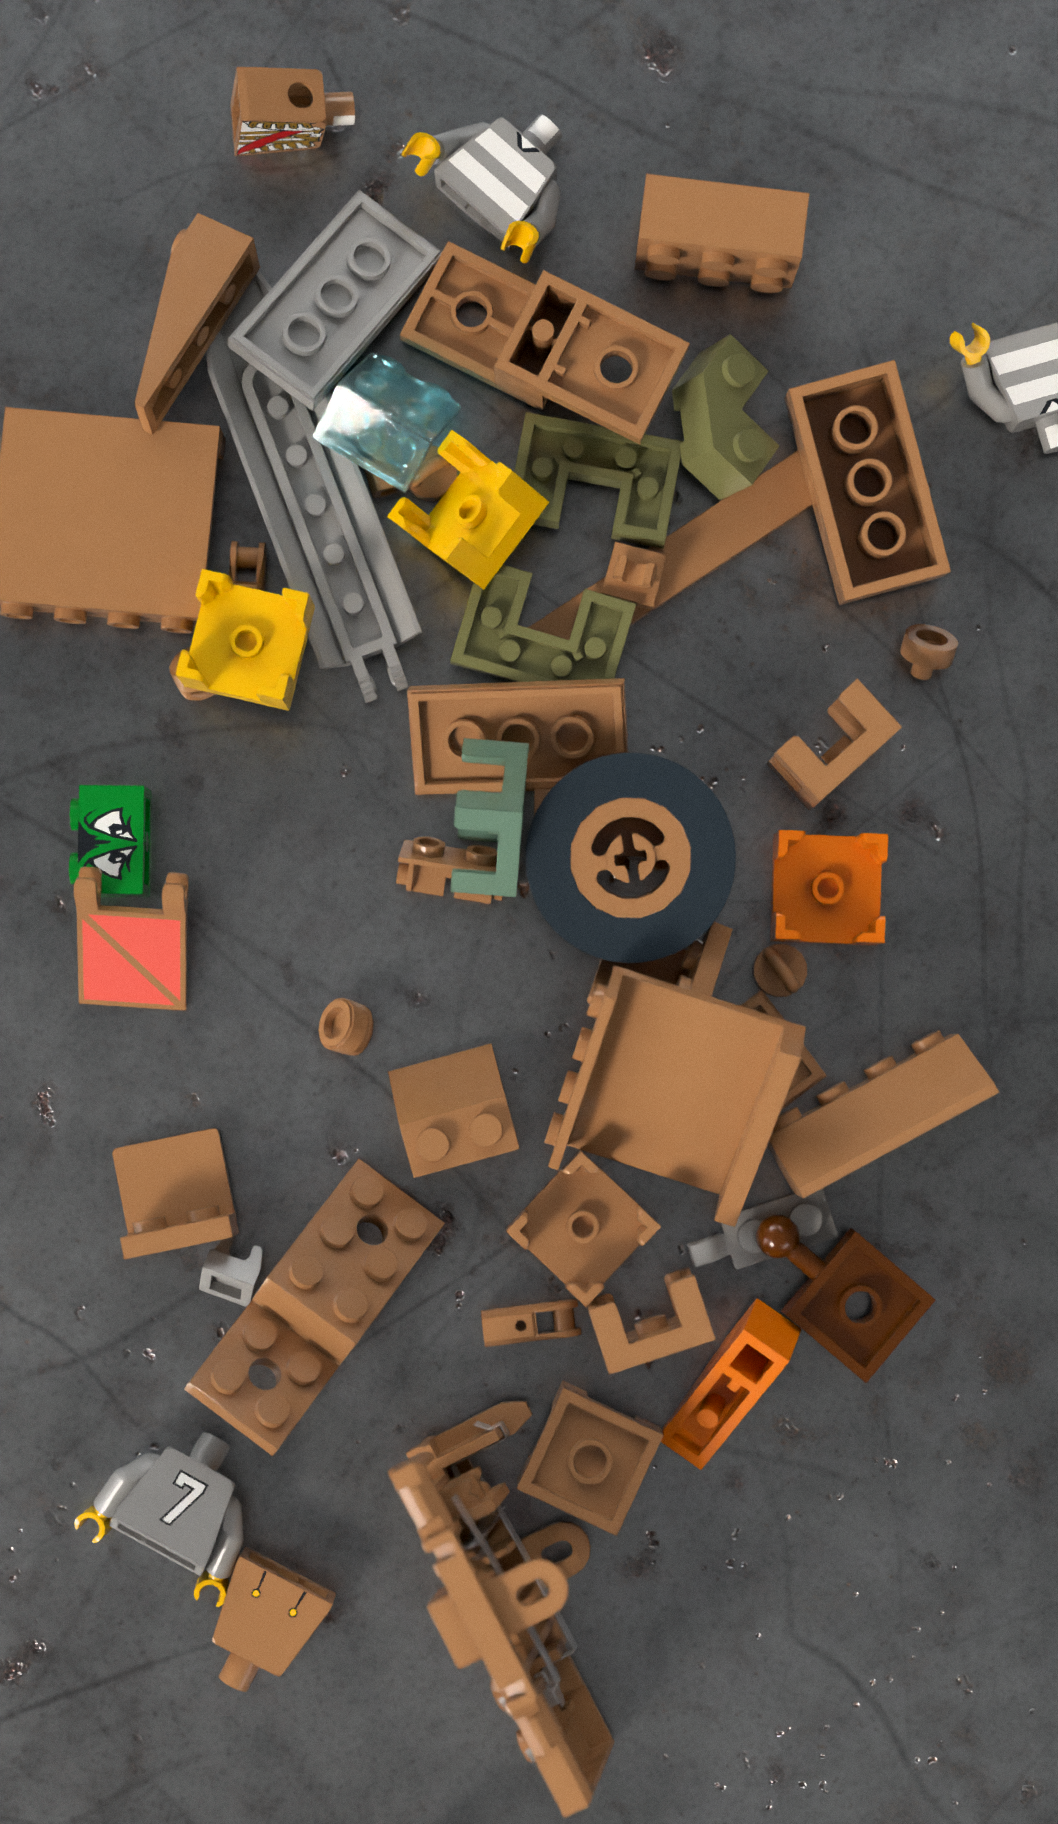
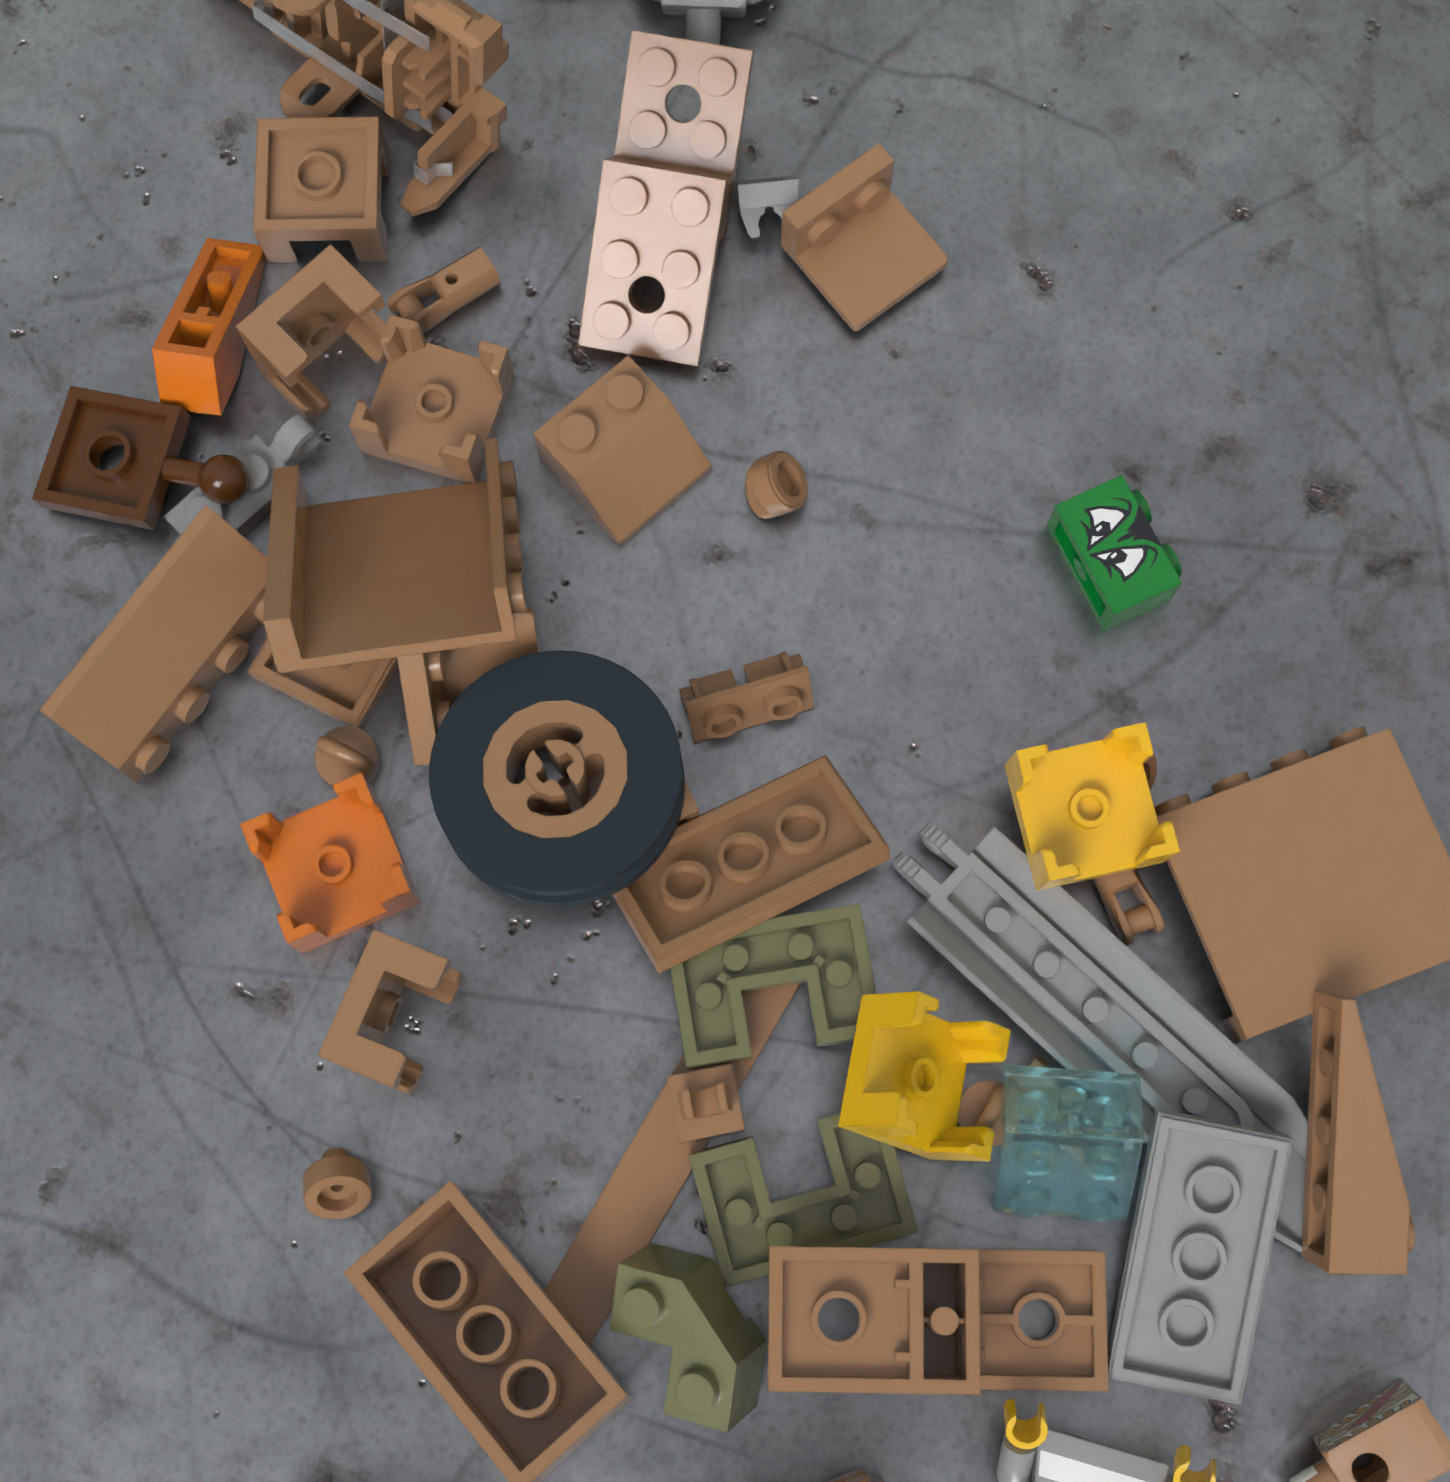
camera: 155 degrees right, 10 degrees down
(129, 951) = (1034, 450): flag -> none
(493, 817) = (727, 750): sand green panel -> none

